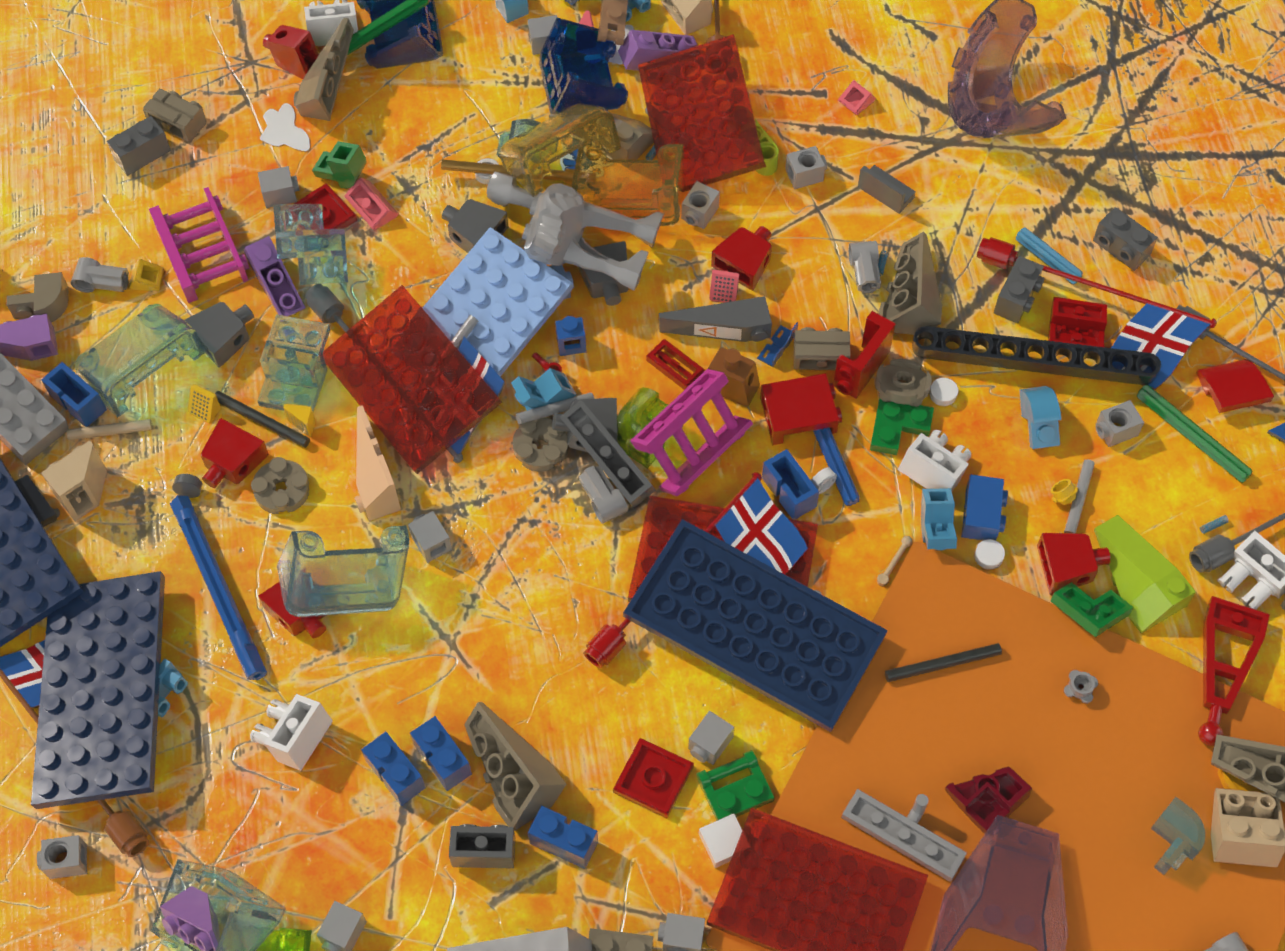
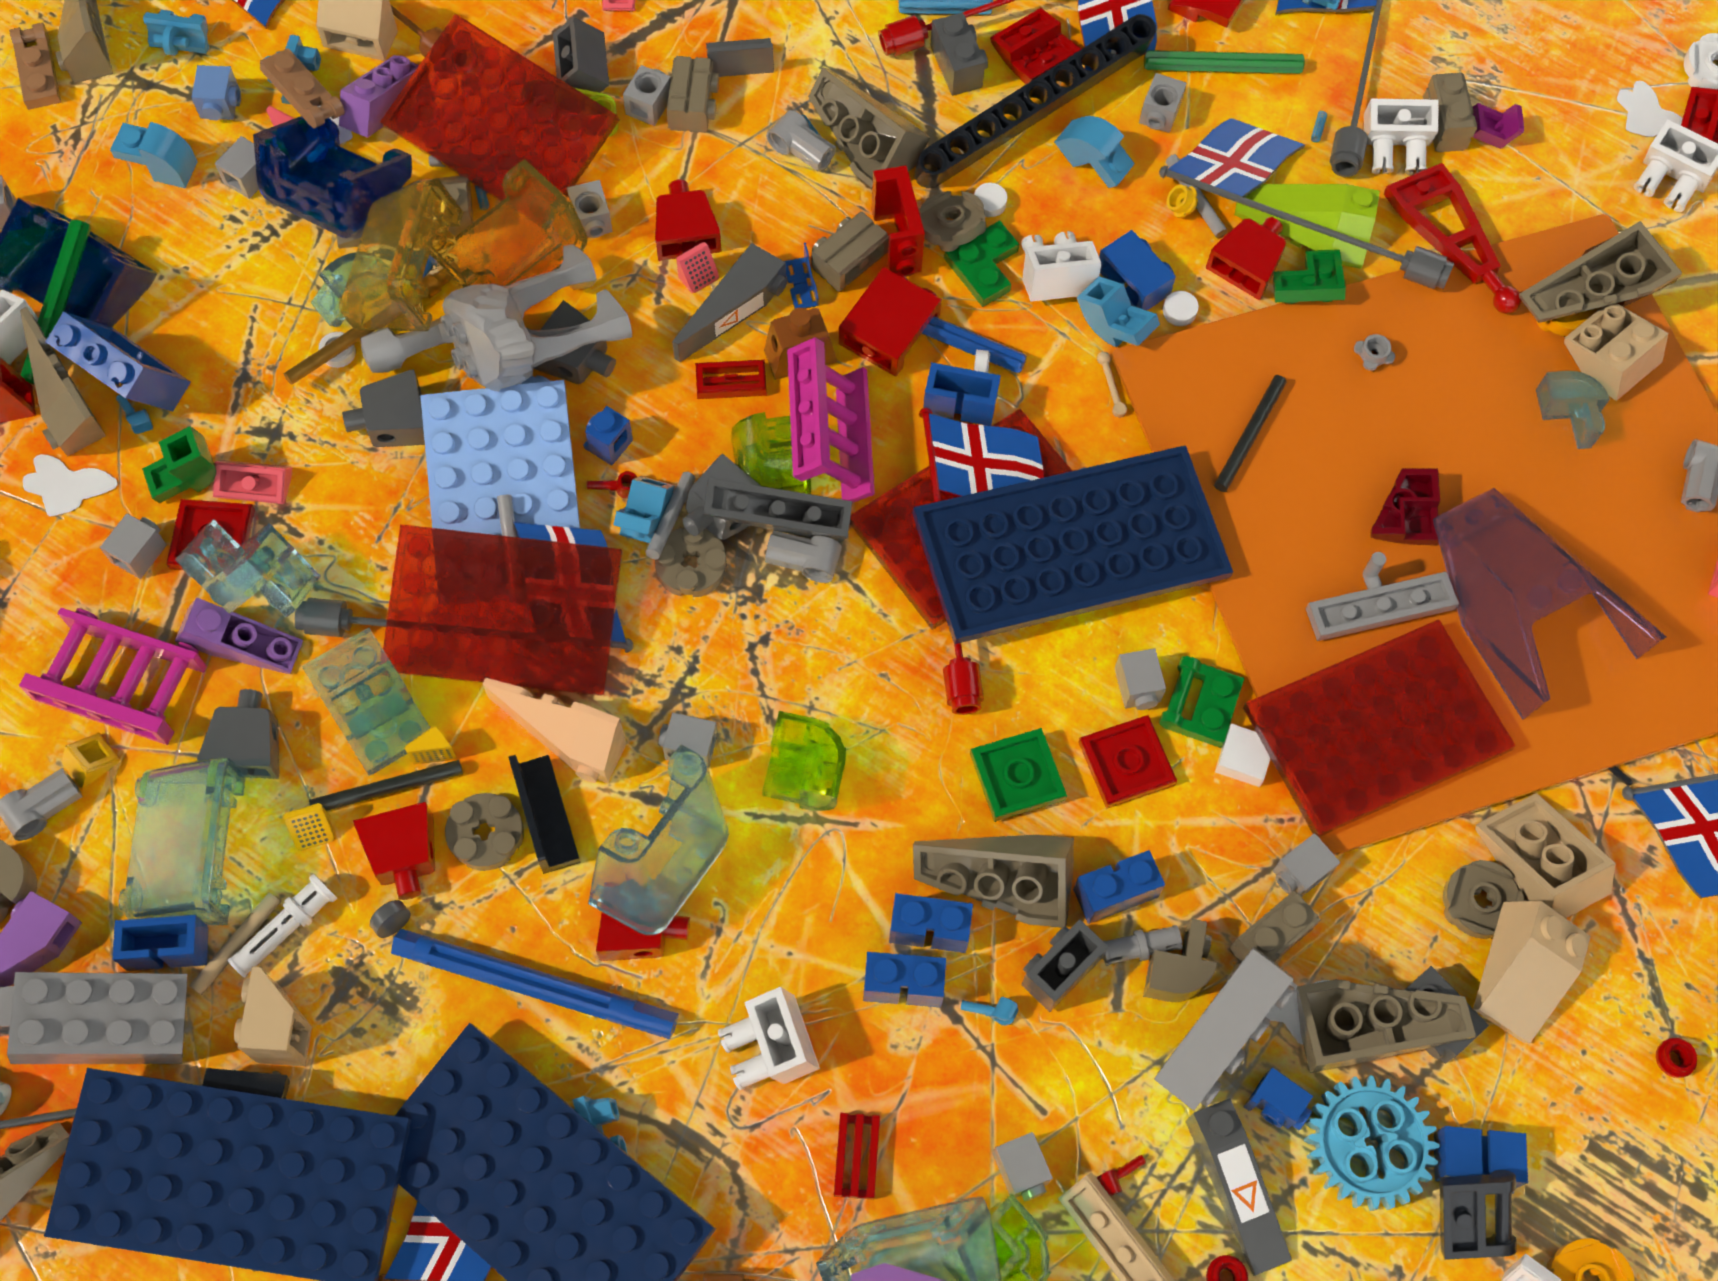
camera: 50 degrees left, 5 degrees up
(150, 441) = (301, 907): none -> white pin
(262, 827) = (859, 1120): none -> red tile
(318, 499) = (545, 813): none -> black panel
(351, 125) = (138, 420): none -> dark azure hand
(365, 84) = (117, 360): none -> blue window
(429, 840) = (1003, 1013): none -> dark azure hand
(471, 603) = (805, 763): none -> clear neon green brick
(537, 916) = (1185, 975): none -> dark tan brick
(541, 882) = (1142, 945): none -> light grey pin
(581, 723) = (1018, 774): none -> green plate
(788, 116) = (581, 56): none -> dark grey brick
(831, 186) = (690, 94): none -> dark tan brick
(1137, 499) = (1243, 157): none -> flag

